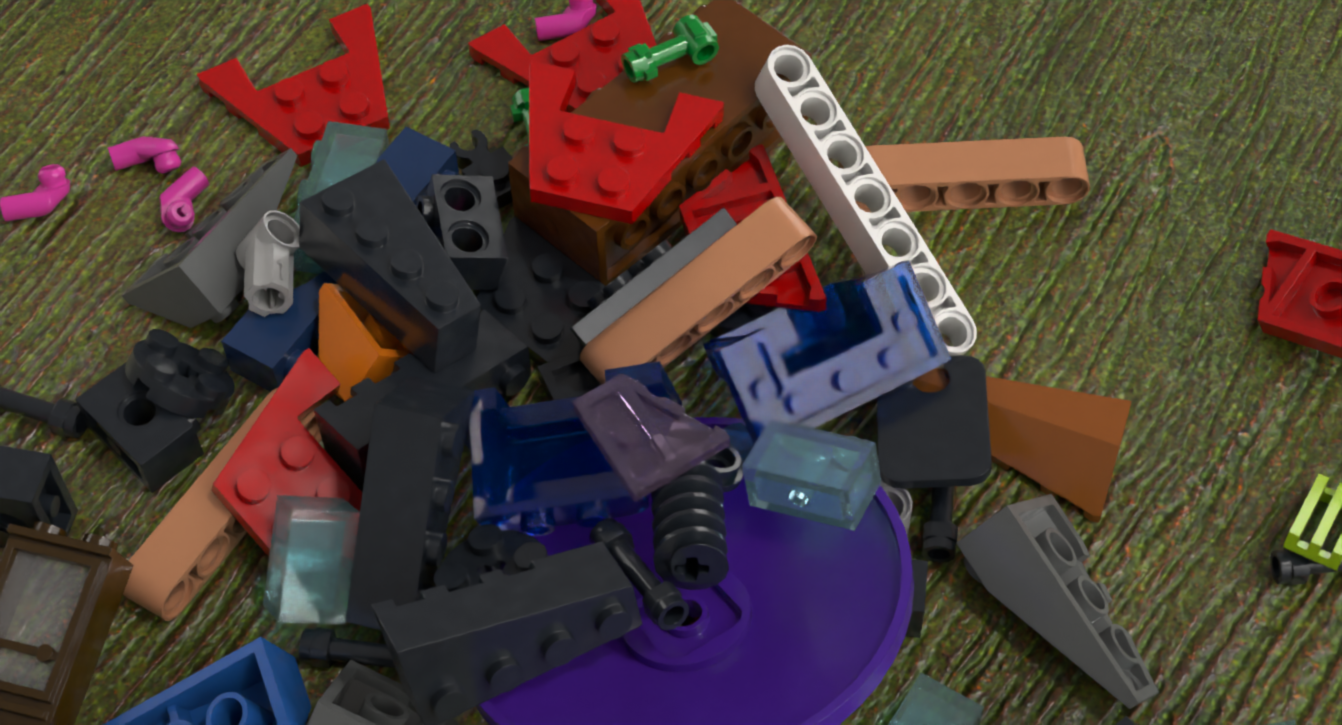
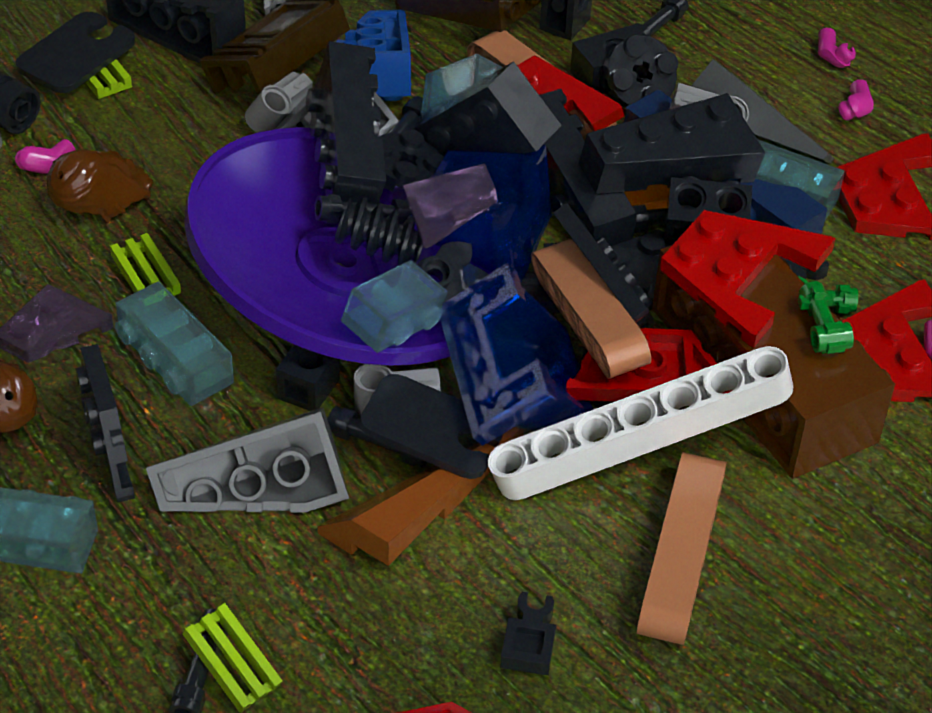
camera: 105 degrees right, 10 degrees down
(176, 200) = (807, 109): dark pink arm -> none
(1148, 272) = (529, 638): none -> black plate

